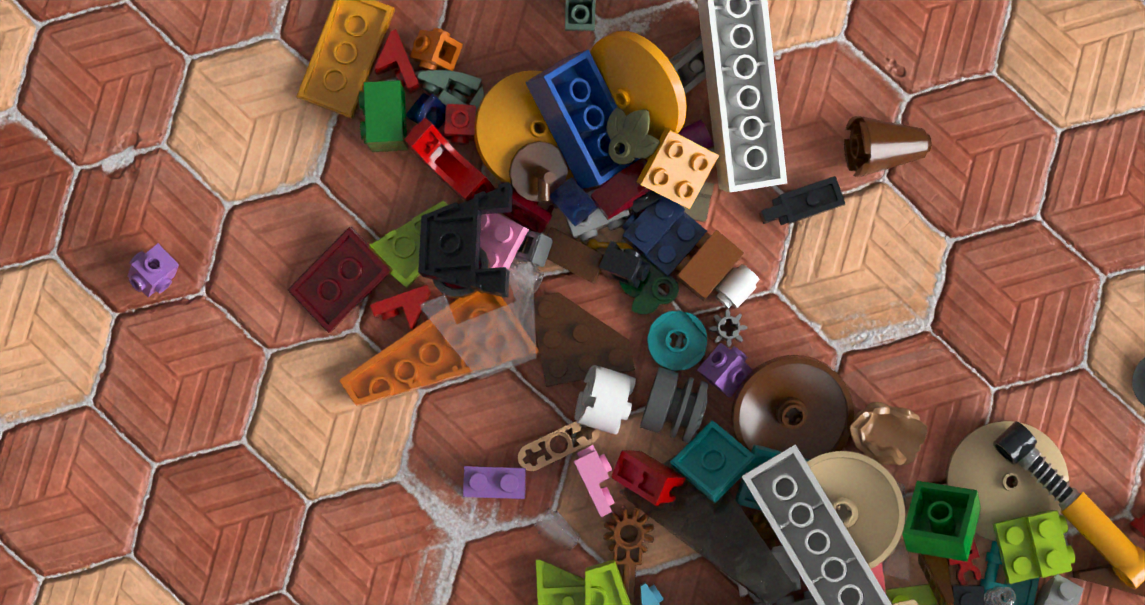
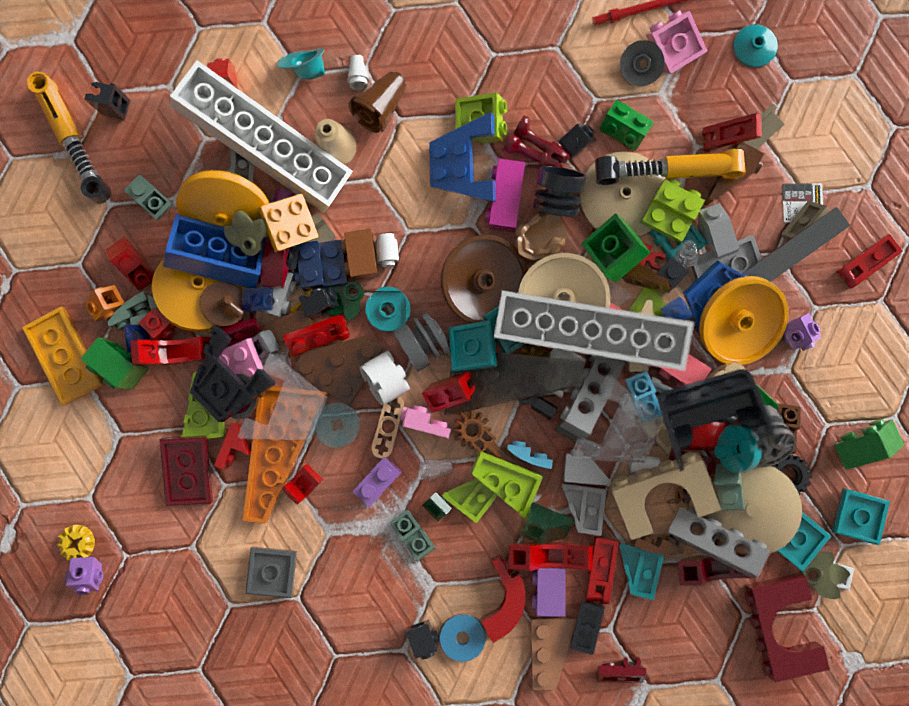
camera: 45 degrees left, 0 degrees up
(180, 244) = (85, 545): none -> yellow gear
(312, 454) = (271, 572): none -> dark grey plate
(394, 56) = (88, 331): red slope -> none
(426, 408) = (302, 484): none -> red bracket
(470, 565) = (412, 535): none -> sand green slope
(497, 39) = (130, 263): none -> red slope
(521, 564) = (437, 506): none -> dark green plate
(529, 402) = (350, 425): none -> clear light blue plate
(588, 291) = (316, 335): none -> red plate
(713, 583) = (541, 406): none -> black bar
(725, 369) = (427, 295): medium lavender brick -> none
(734, 321) = (405, 268): light grey gear -> none
(802, 136) = (335, 140): none -> tan cone
(805, 202) = (373, 172): black hinge -> none
(856, 32) = (304, 63): none -> teal piece
(887, 275) = (453, 160): none -> blue wing
(892, 97) = (357, 73): none -> white cone
(899, 359) = (508, 190): none -> dark pink brick
(950, 412) = (558, 195): none -> black wheel
(956, 264) = (473, 107): none -> lime plate
(987, 362) = (549, 149): none -> dark red piece
(1024, 383) = (577, 139): none -> black bracket
(1084, 420) = (626, 125): none -> green bracket

